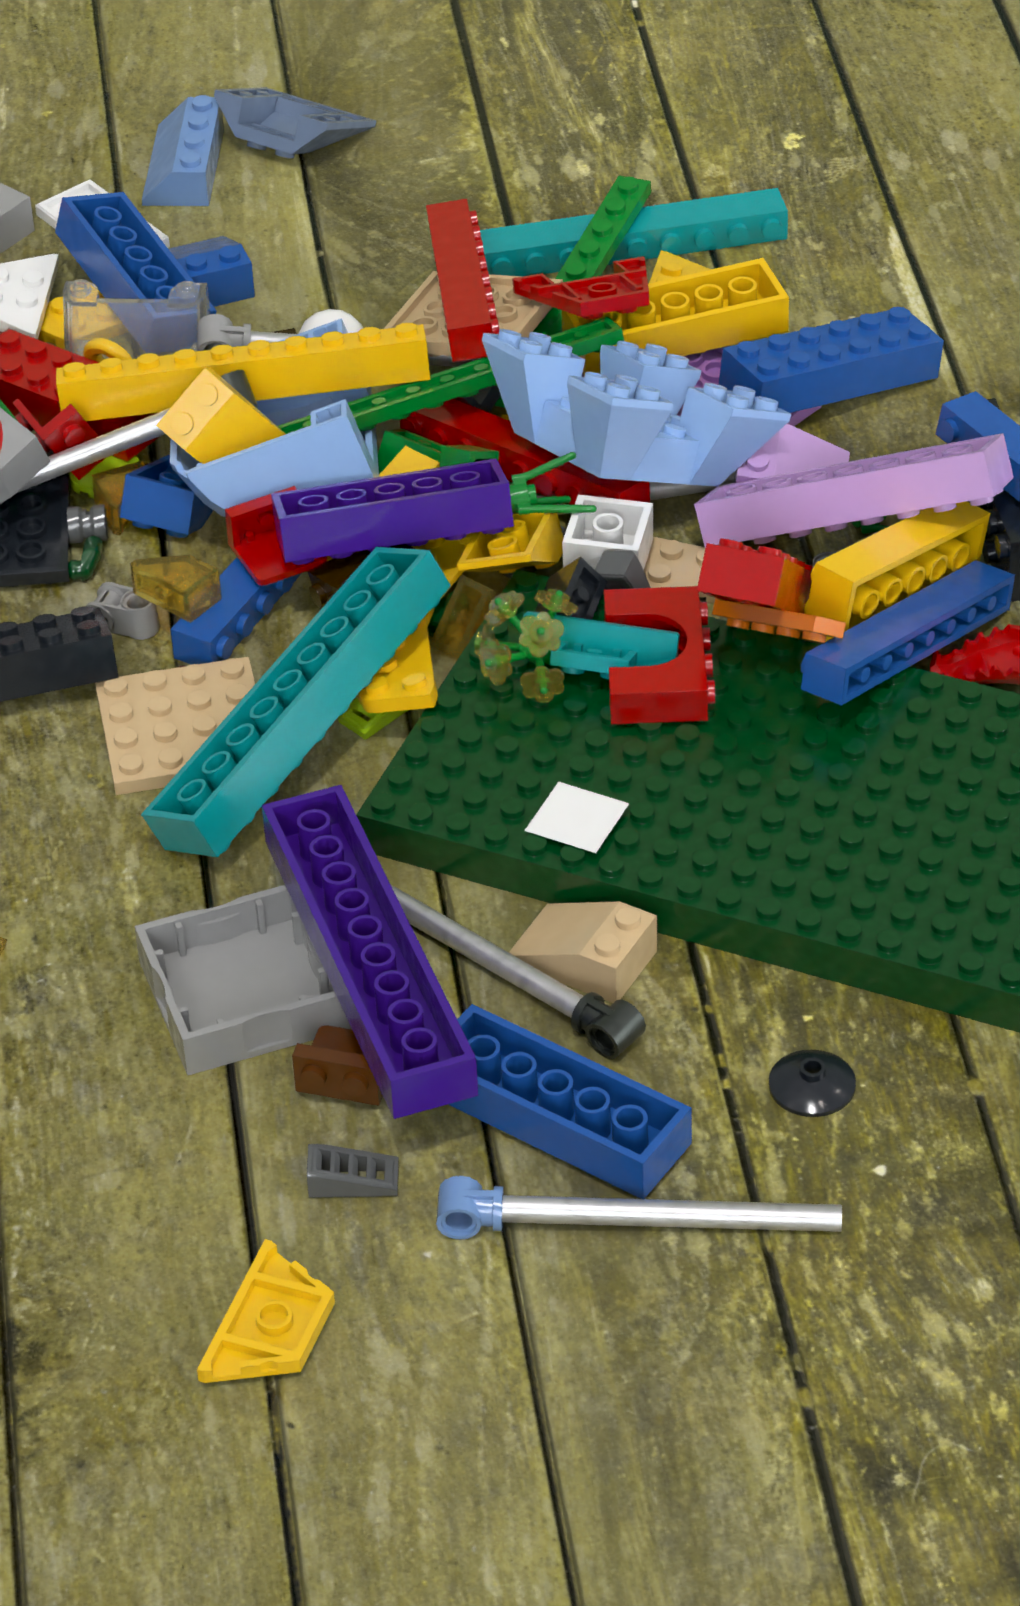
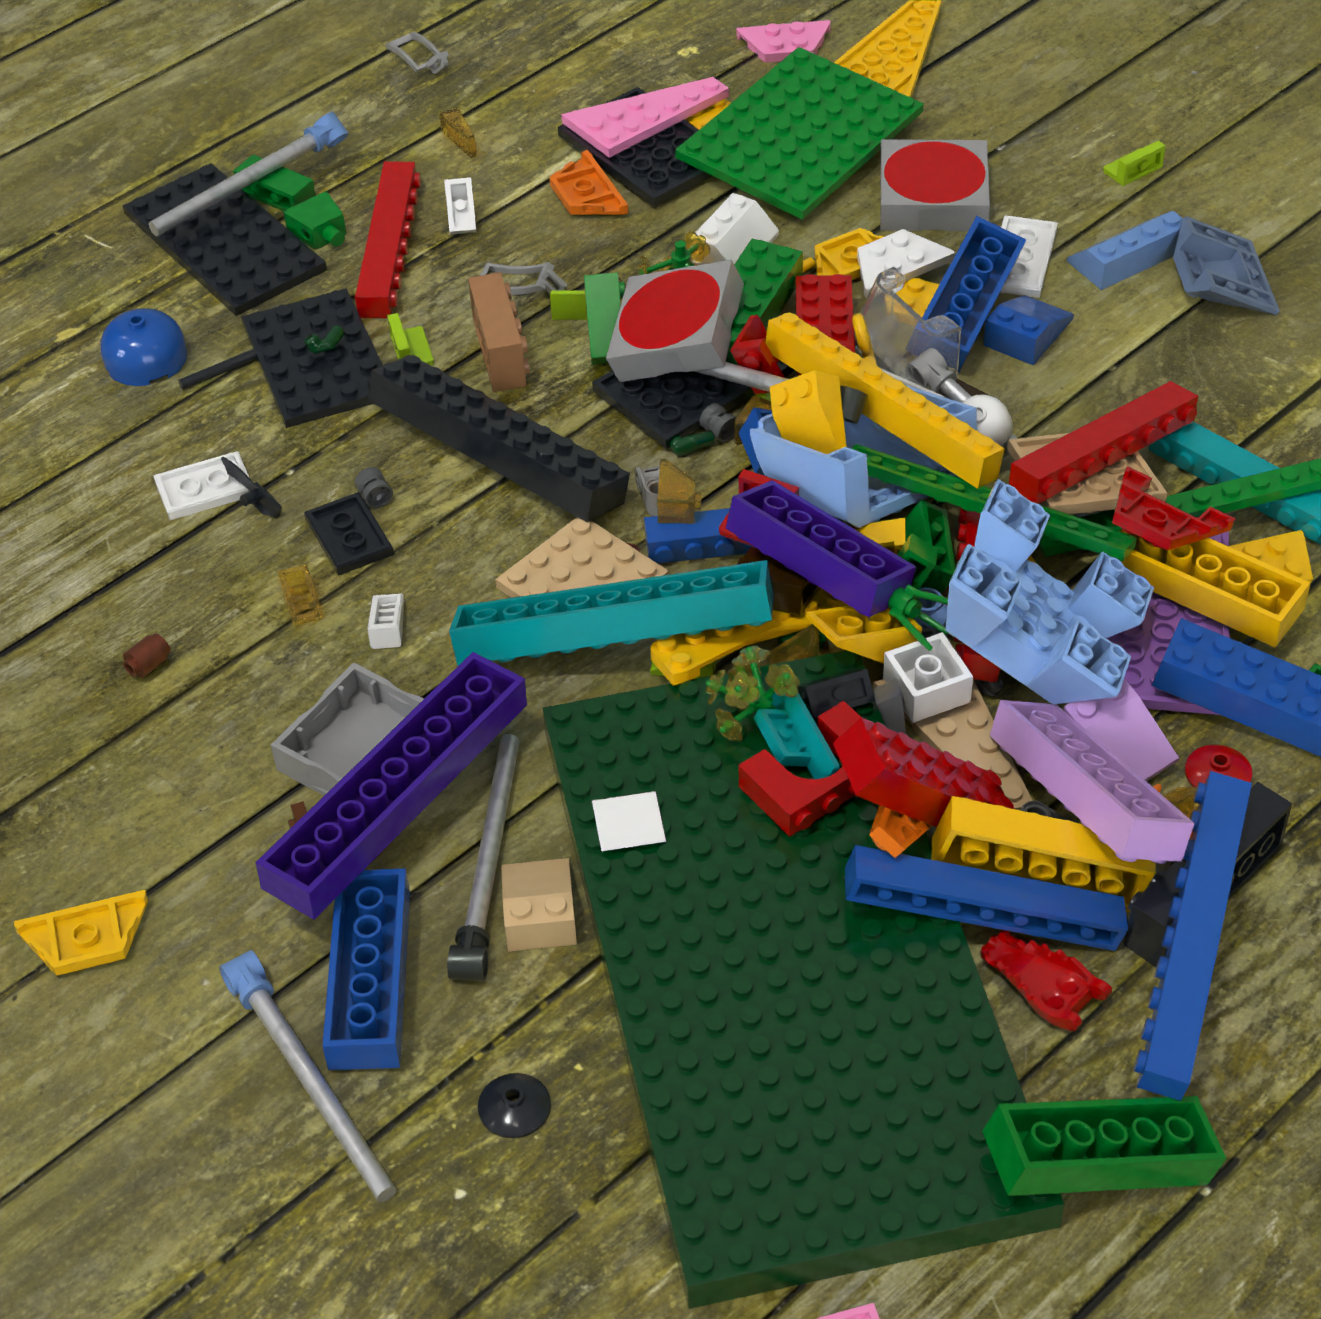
camera: 55 degrees right, 5 degrees up
(72, 97) = (1136, 163): none -> lime panel
(76, 895) = (386, 625): none -> white slope
(327, 1162) = (231, 880): dark grey slope -> none
(873, 441) = (1216, 759): none -> red dish

